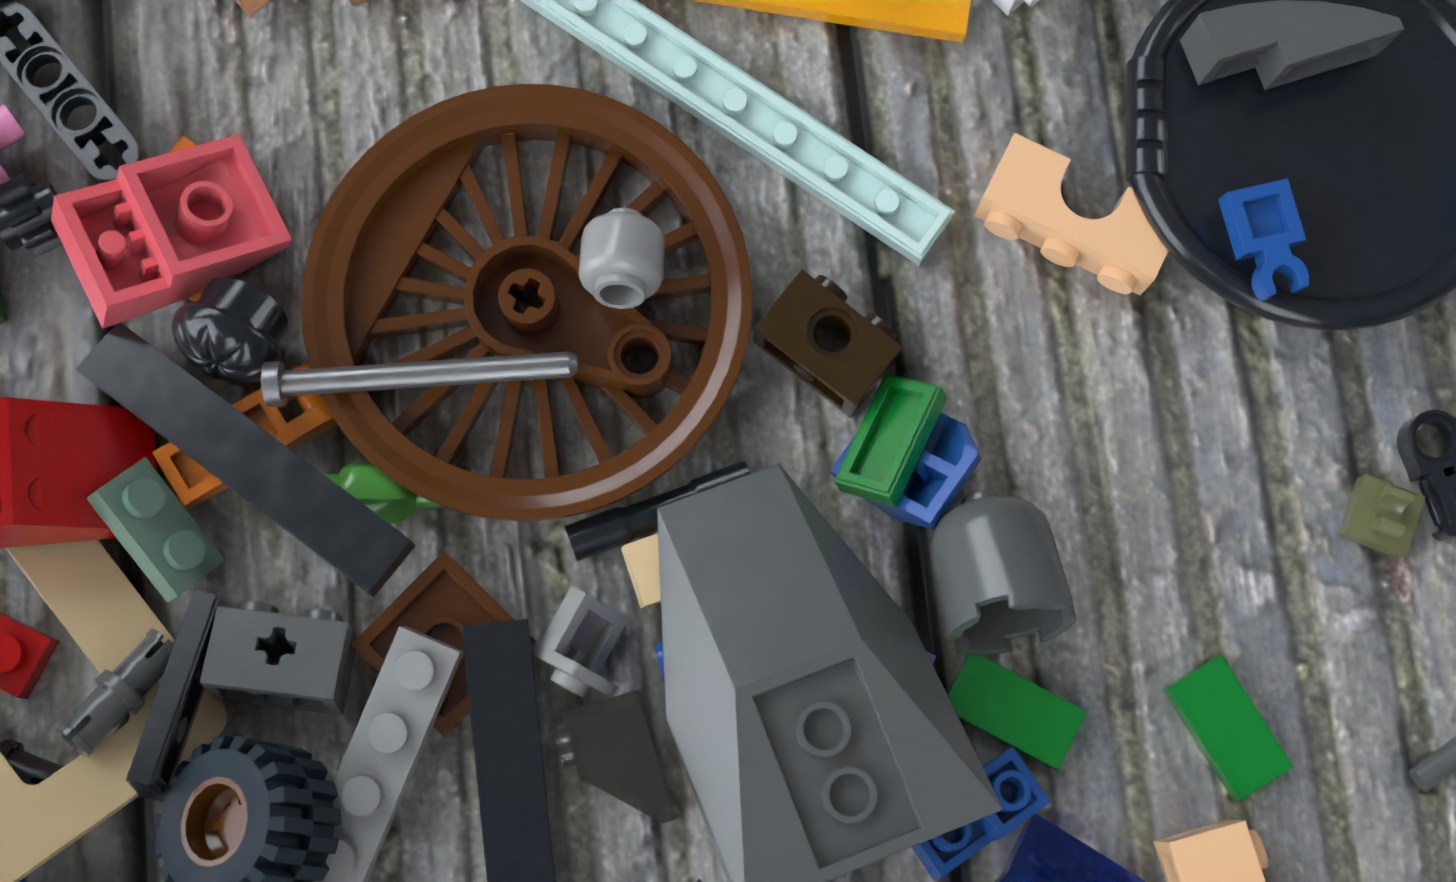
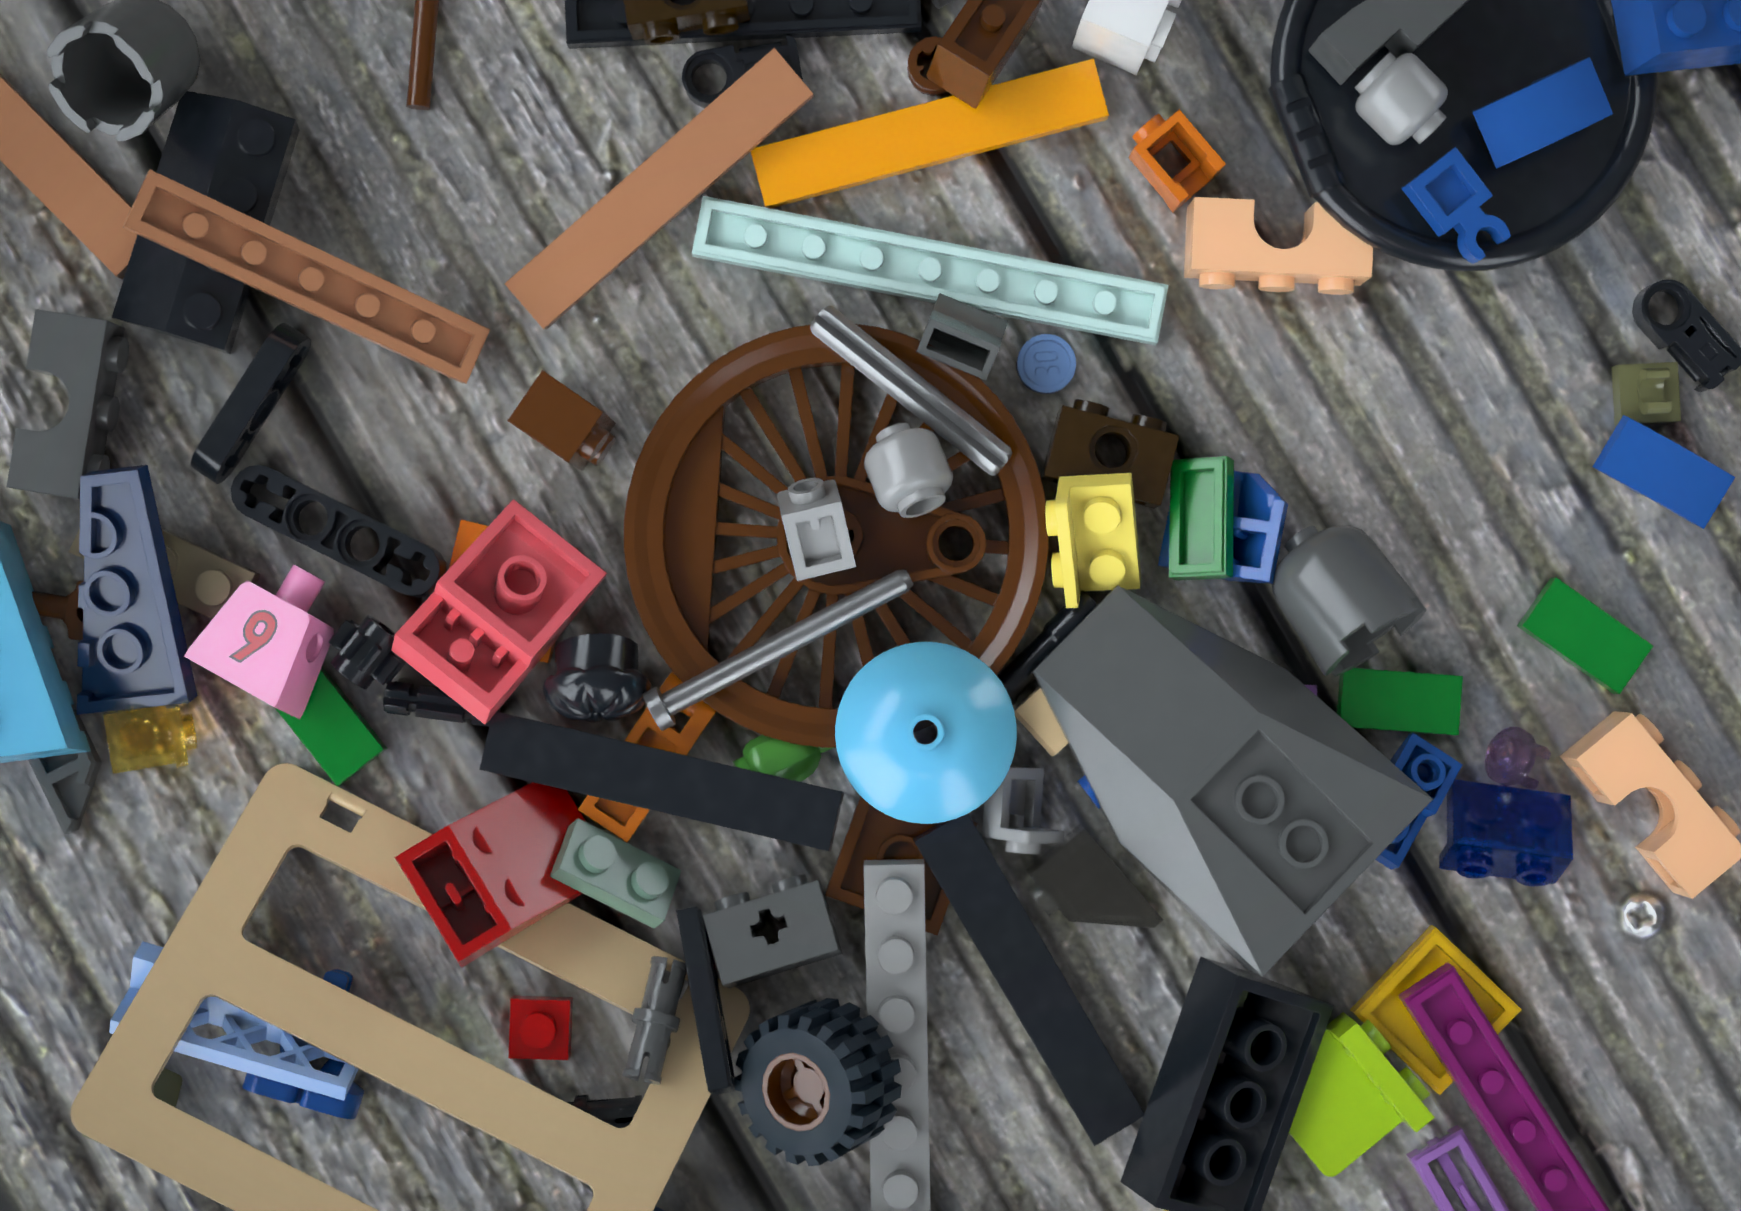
camera: 20 degrees left, 10 degrees up
(63, 291) = (426, 703): none -> black axle
(318, 78) = (564, 422): none -> reddish brown brick
(506, 275) = (815, 528): none -> light grey bracket
(530, 566) = (931, 779): none -> medium azure dish
(661, 190) = (910, 390): none -> flat silver axle
(735, 169) = (962, 336): none -> dark grey piece
(776, 406) = (1094, 534): none -> light yellow bracket
(806, 237) = (1046, 364): none -> medium blue piece
(1006, 71) = (1202, 159): none -> orange window
(1103, 815) = (1512, 757): none -> clear purple plate
(1252, 111) = (1401, 99): none -> light grey head
(1371, 596) = (1663, 471): none -> blue slope
(1386, 186) = (1542, 112): none -> blue slope

